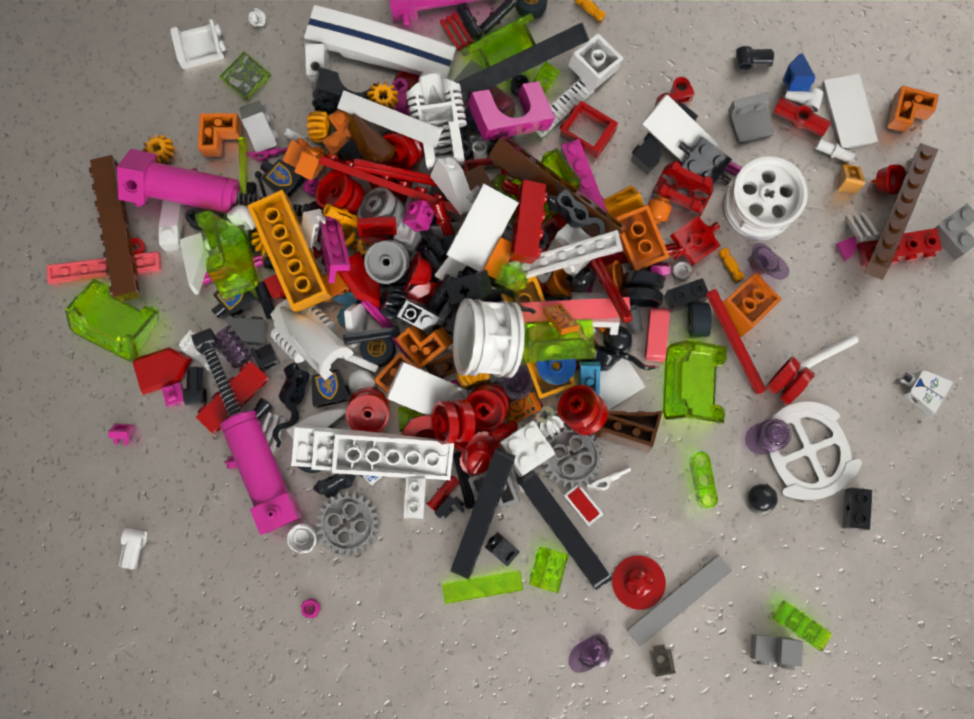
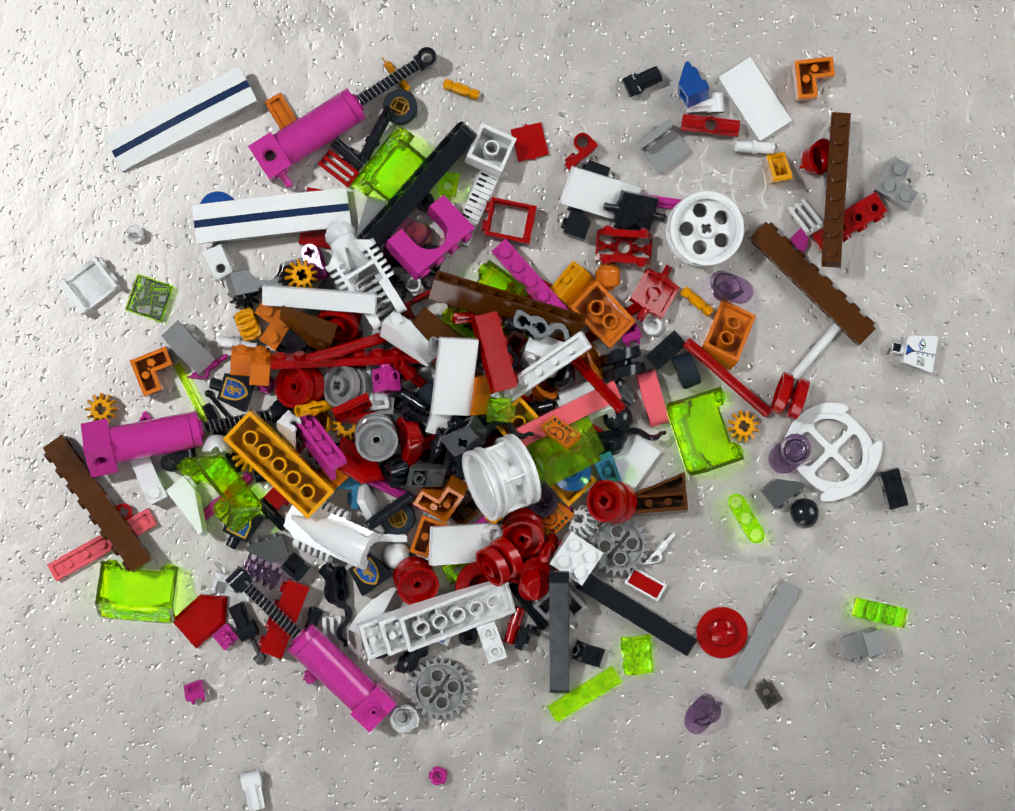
camera: 25 degrees left, 10 degrees up
(195, 426) = (260, 657): none -> dark grey hand
(397, 487) = (471, 636): none -> black wheel
(633, 73) = (529, 142): none -> red piece
(738, 389) = (745, 419): none -> light orange gear
(747, 467) = (779, 491): none -> dark grey slope
(846, 289) = (812, 283): none -> reddish brown brick

